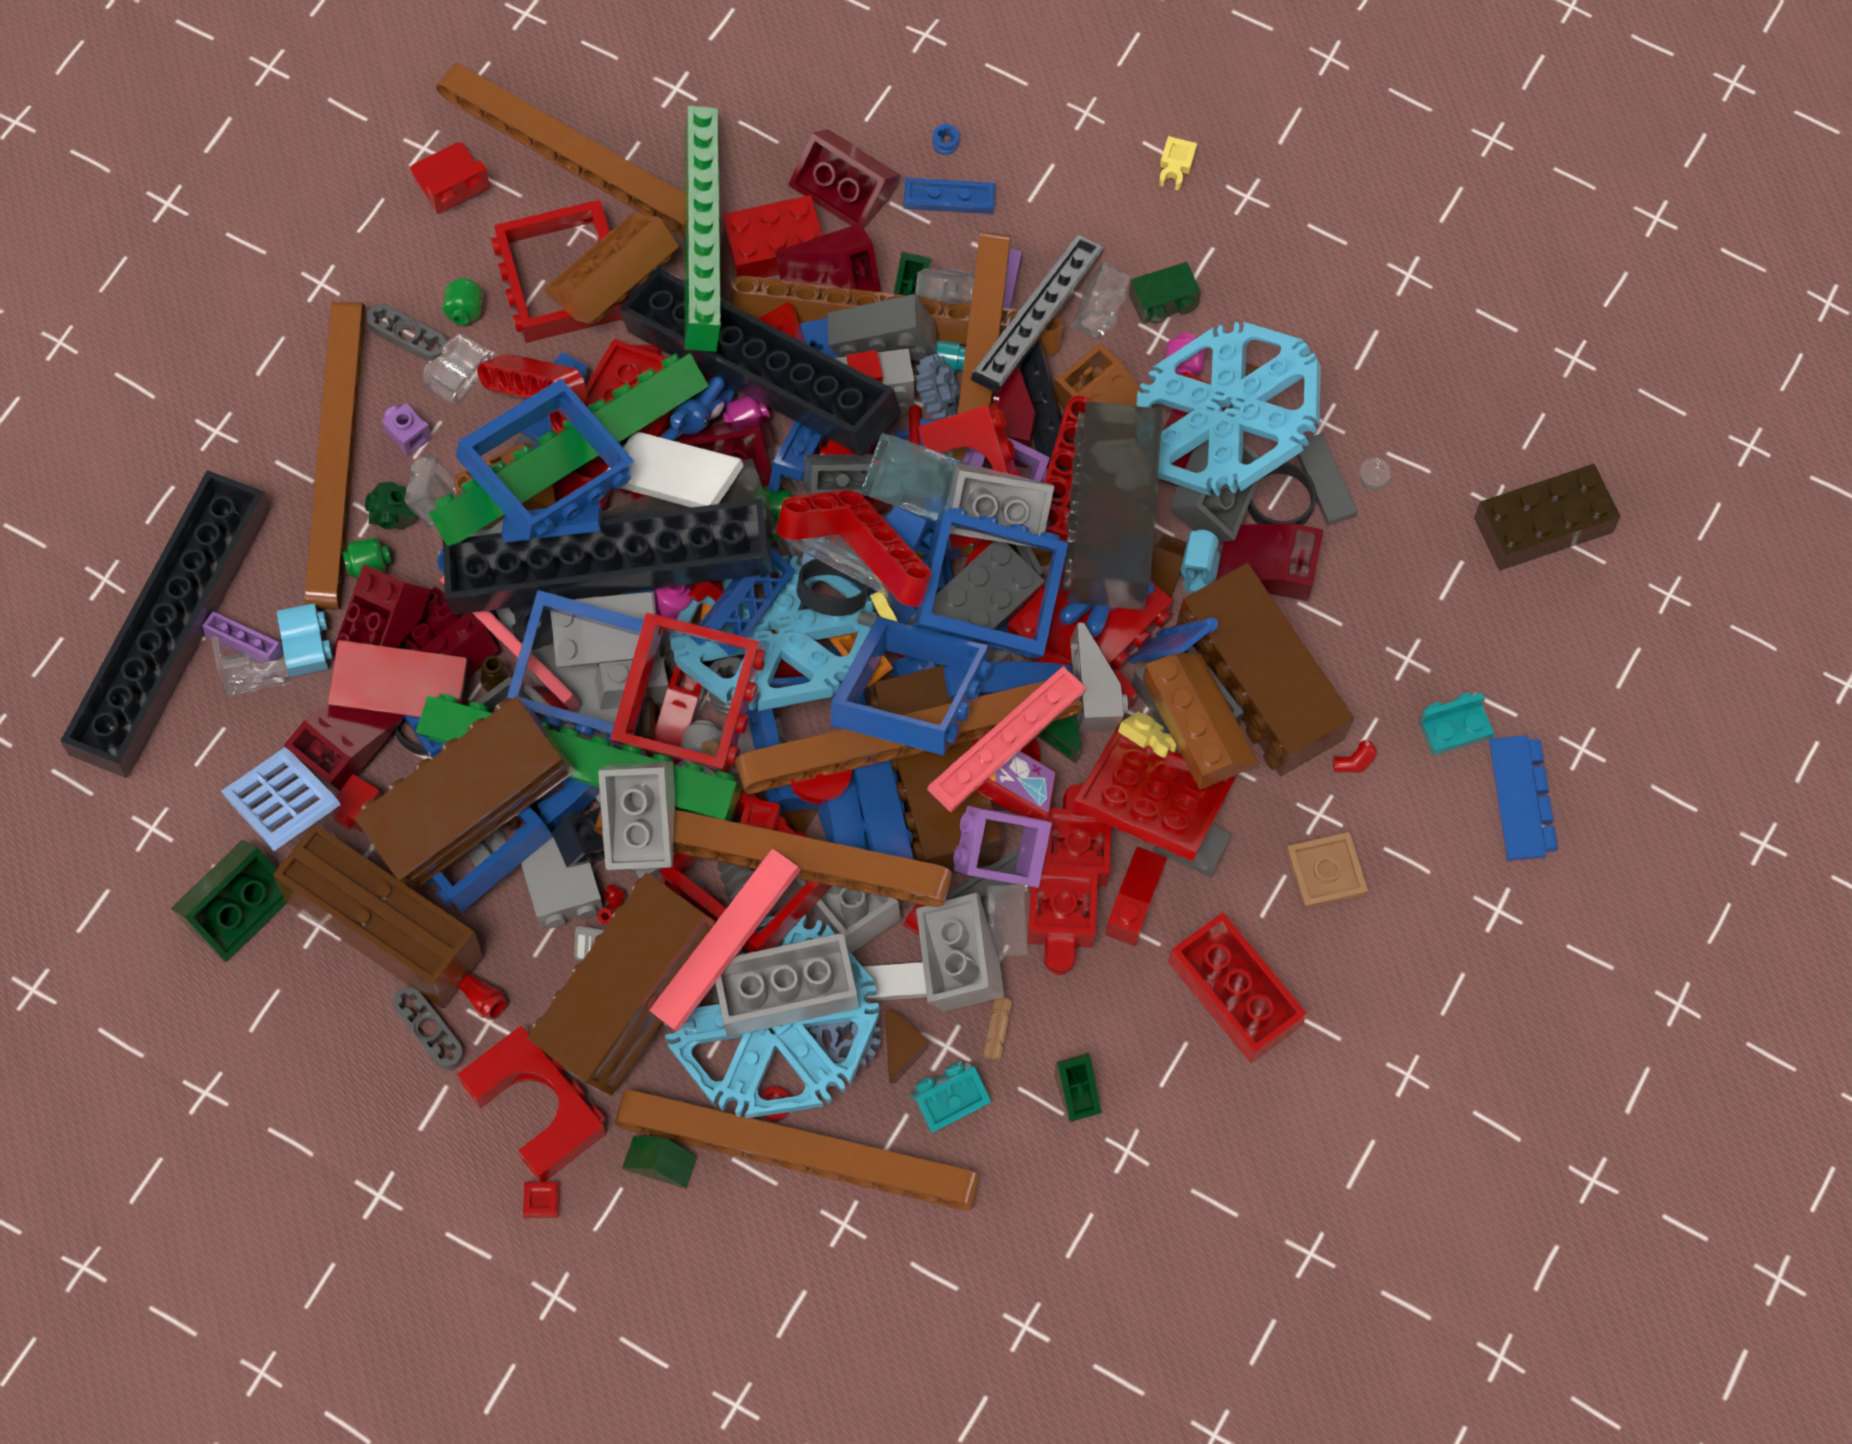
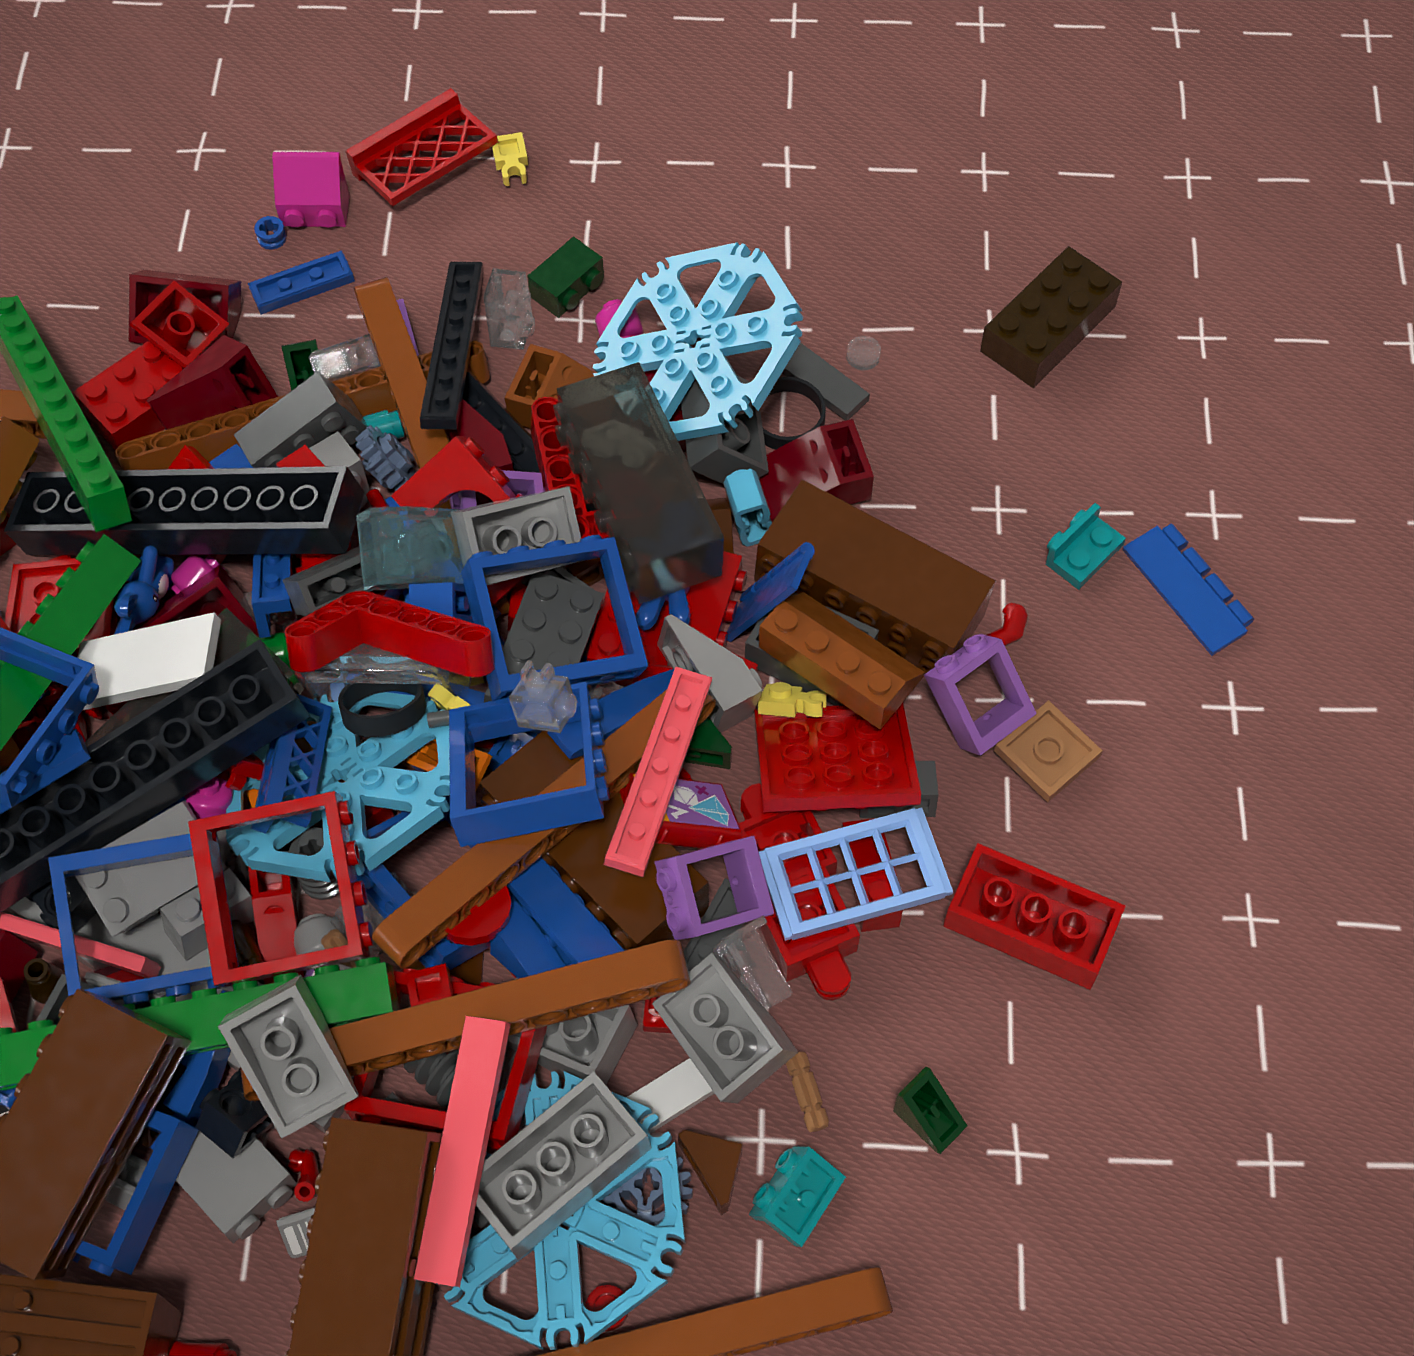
camera: 25 degrees left, 5 degrees down
(830, 198) = (180, 324): none -> red slope
(945, 645) = (542, 699): none -> clear brick
(994, 119) = (310, 189): none -> dark pink slope
(1101, 102) = (412, 134): none -> red fence
(1176, 900) = (925, 853): none -> light blue piece
(1300, 828) = (1001, 719): none -> medium lavender window

